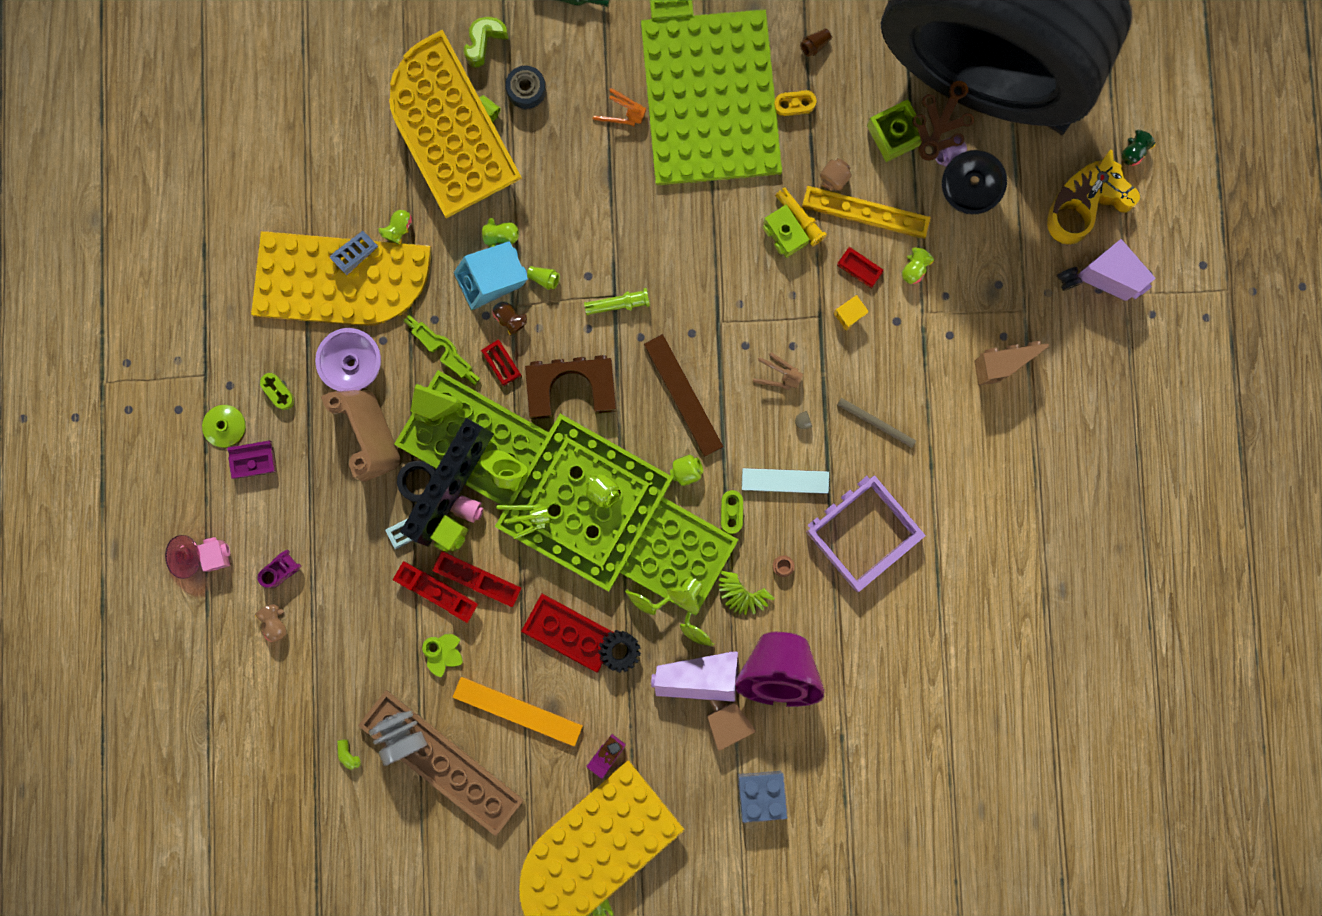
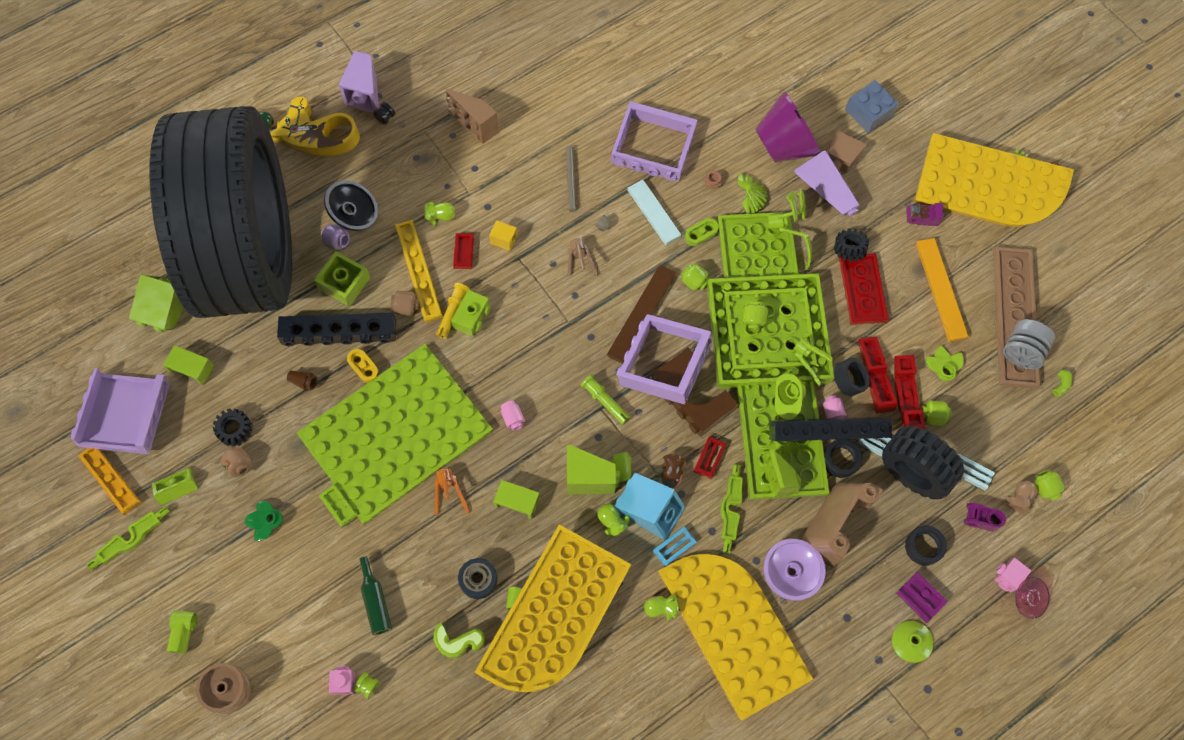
camera: 125 degrees left, 15 degrees down
(264, 656) = (1049, 485): none -> lime head
(273, 394) = (860, 616): lime beam -> none
(279, 486) = (936, 535): none -> black tyre
(309, 604) = (989, 474): none -> light aqua tile
(352, 263) = (717, 618): sand blue slope -> none
(356, 538) = (923, 462): none -> black tyre
(400, 603) = (936, 413): none -> lime head
(443, 293) = (661, 557): none -> medium azure tile
(449, 535) = (864, 404): lime brick -> none
(475, 554) = (844, 381): none -> black tyre
(553, 236) = (590, 473): none -> lime slope
(574, 162) = (516, 498): none -> lime panel
(588, 394) = (676, 394): none -> lavender window
(656, 207) = (512, 415): none -> bright pink brick
(872, 52) = (328, 323): none -> black brick
(941, 124) = (320, 245): reddish brown plant -> none

